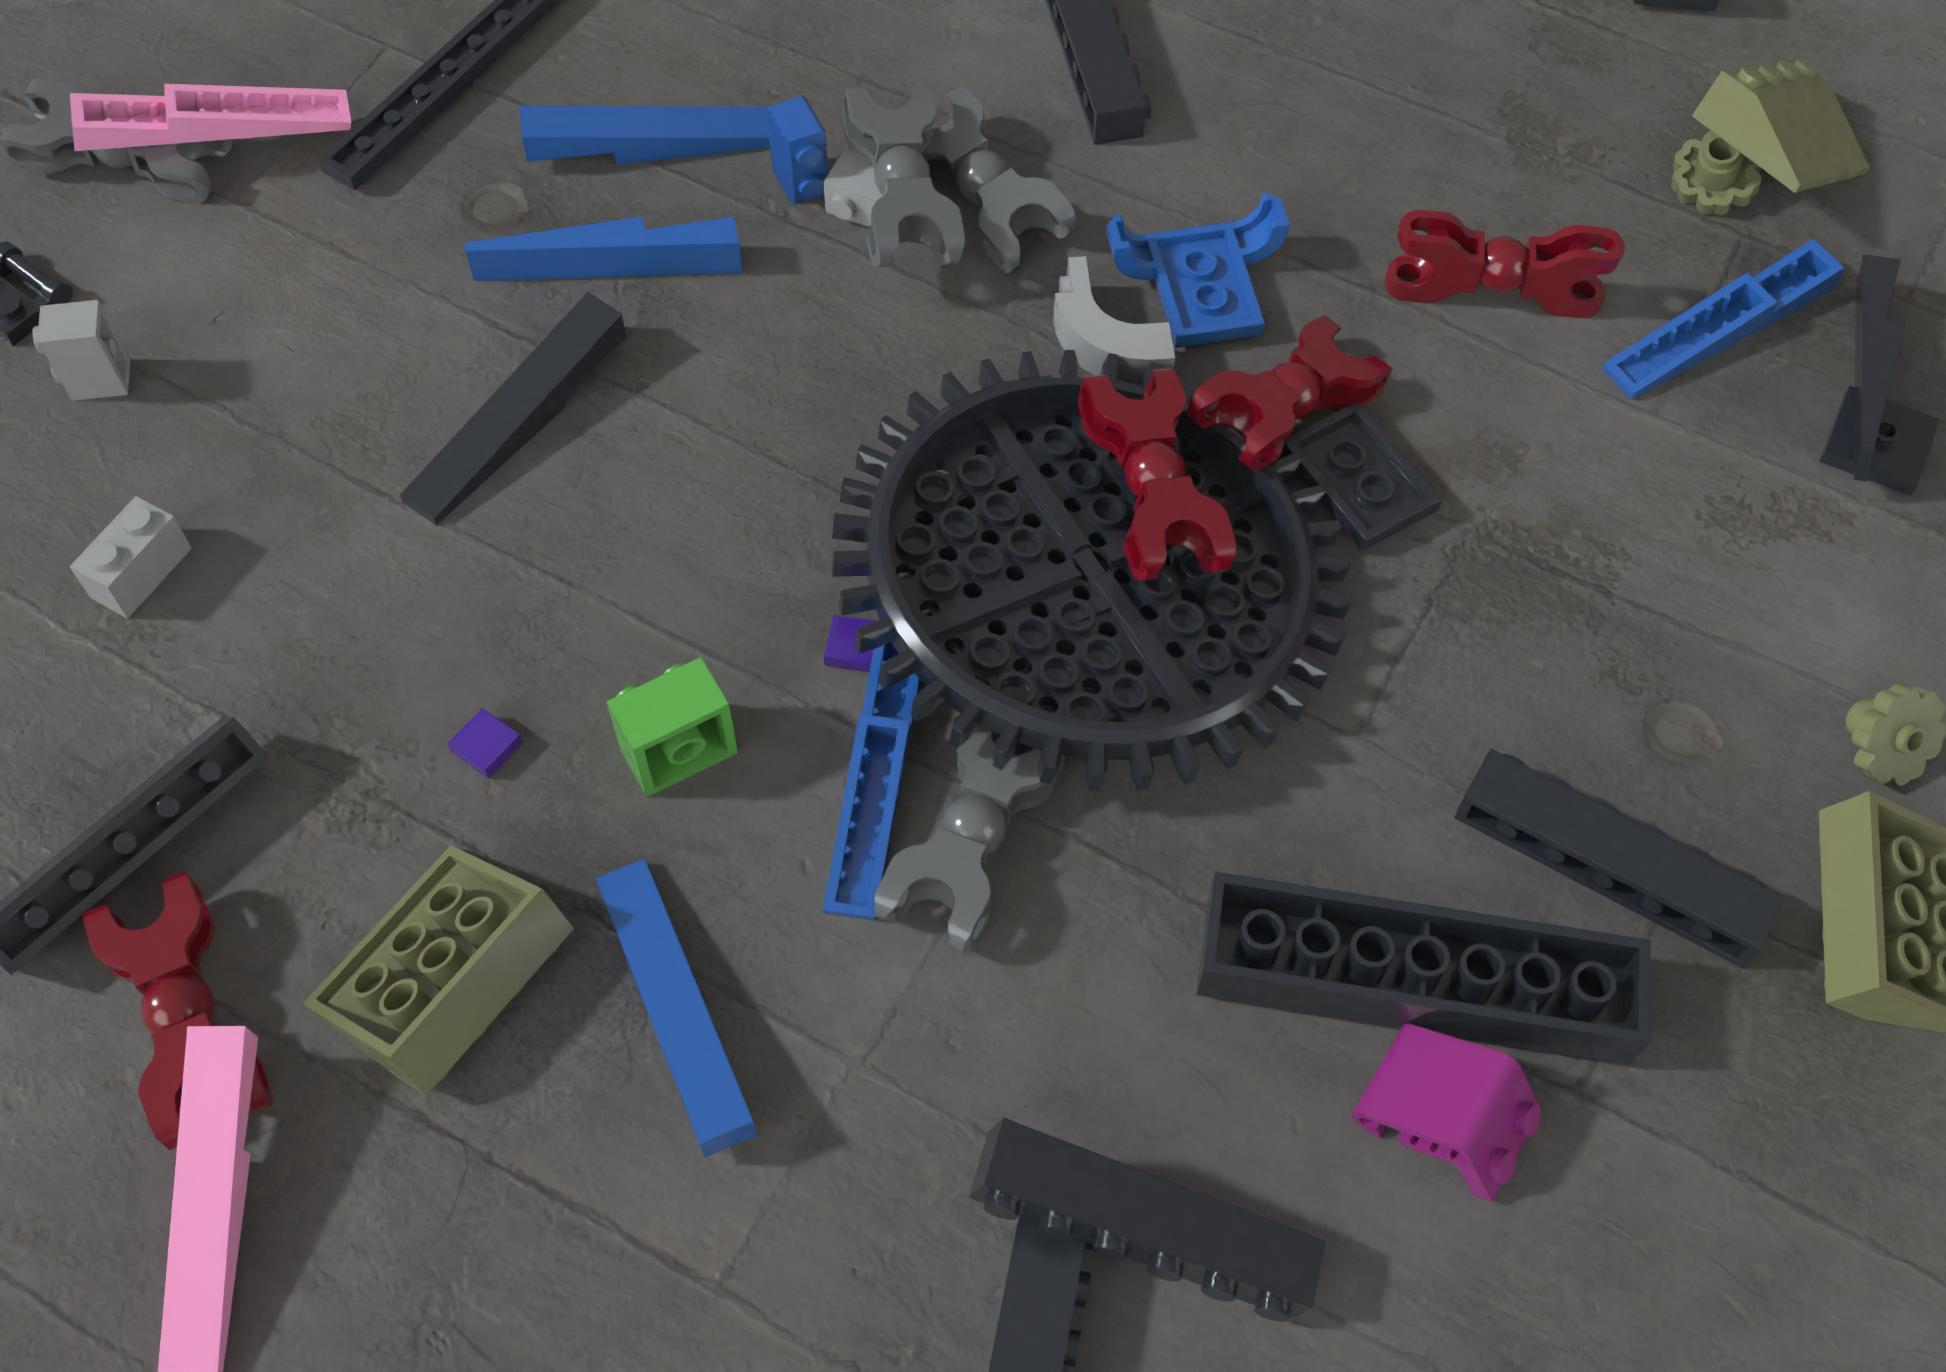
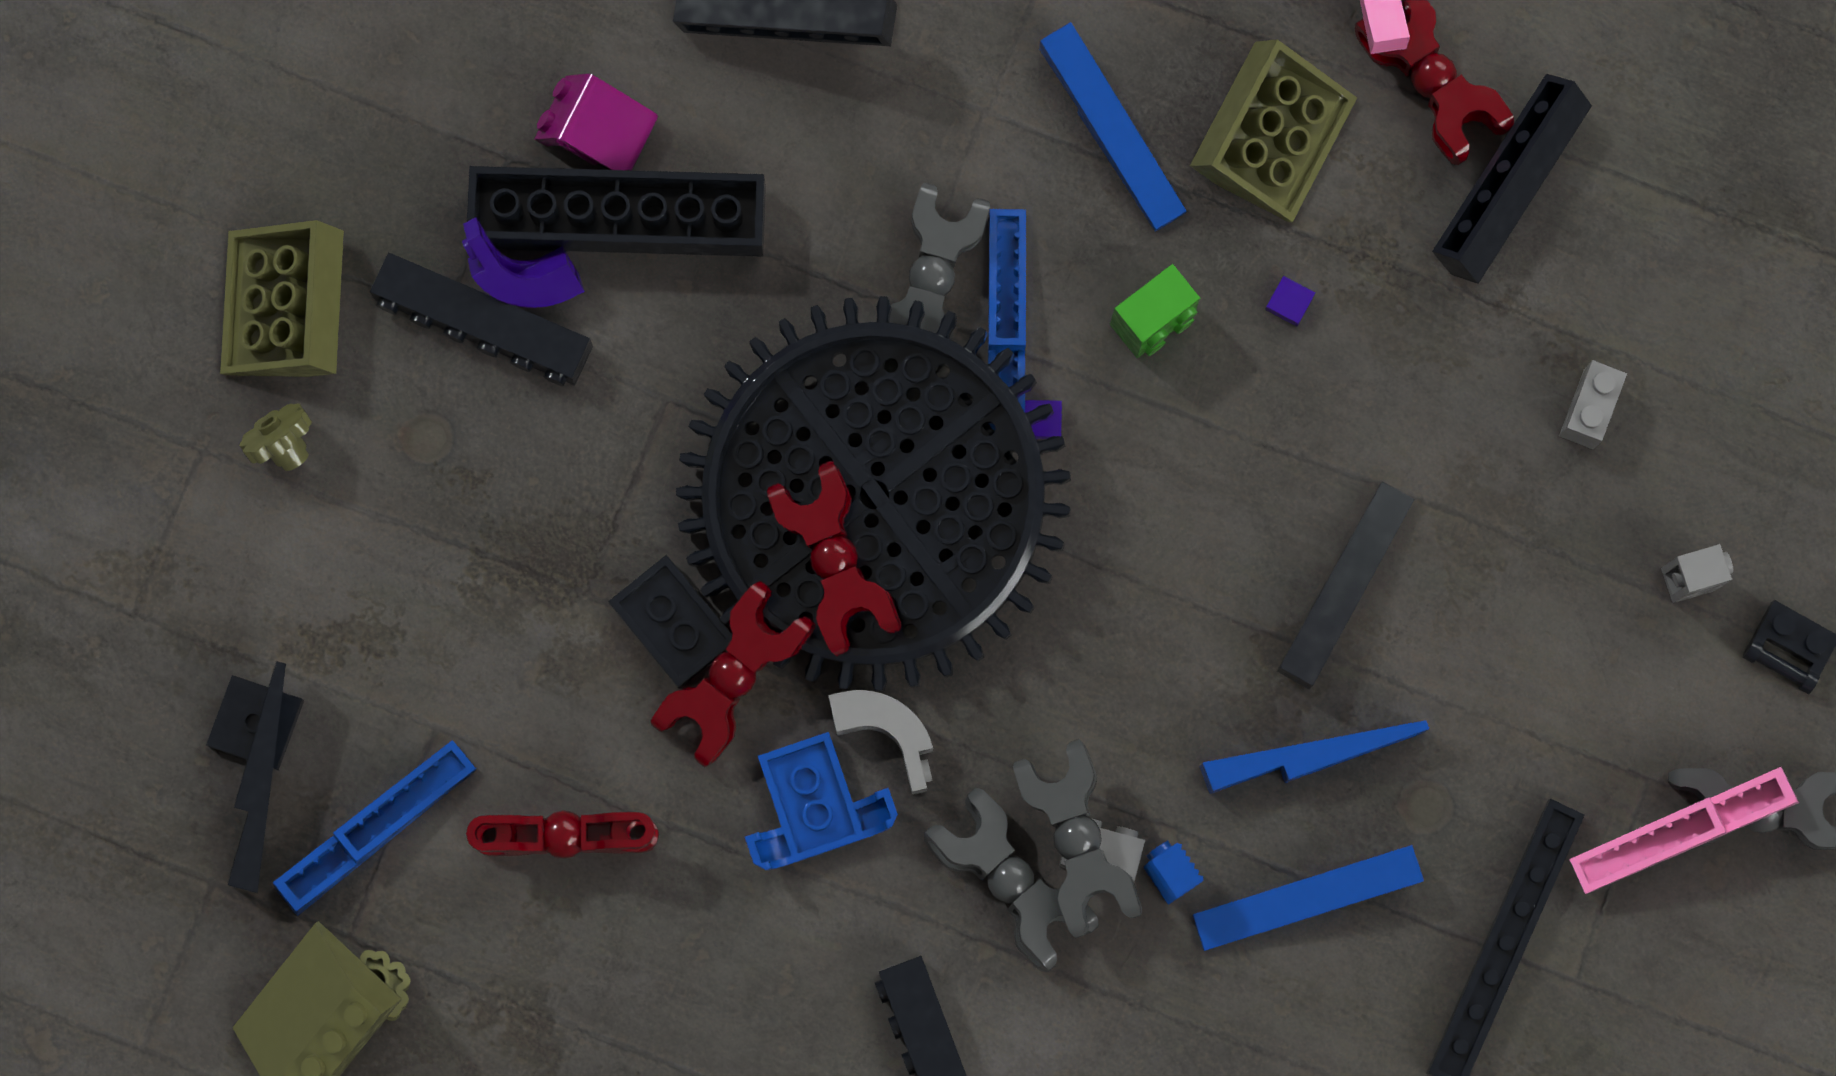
camera: 170 degrees right, 20 degrees up
(1571, 889) = (517, 282): none -> dark purple arch

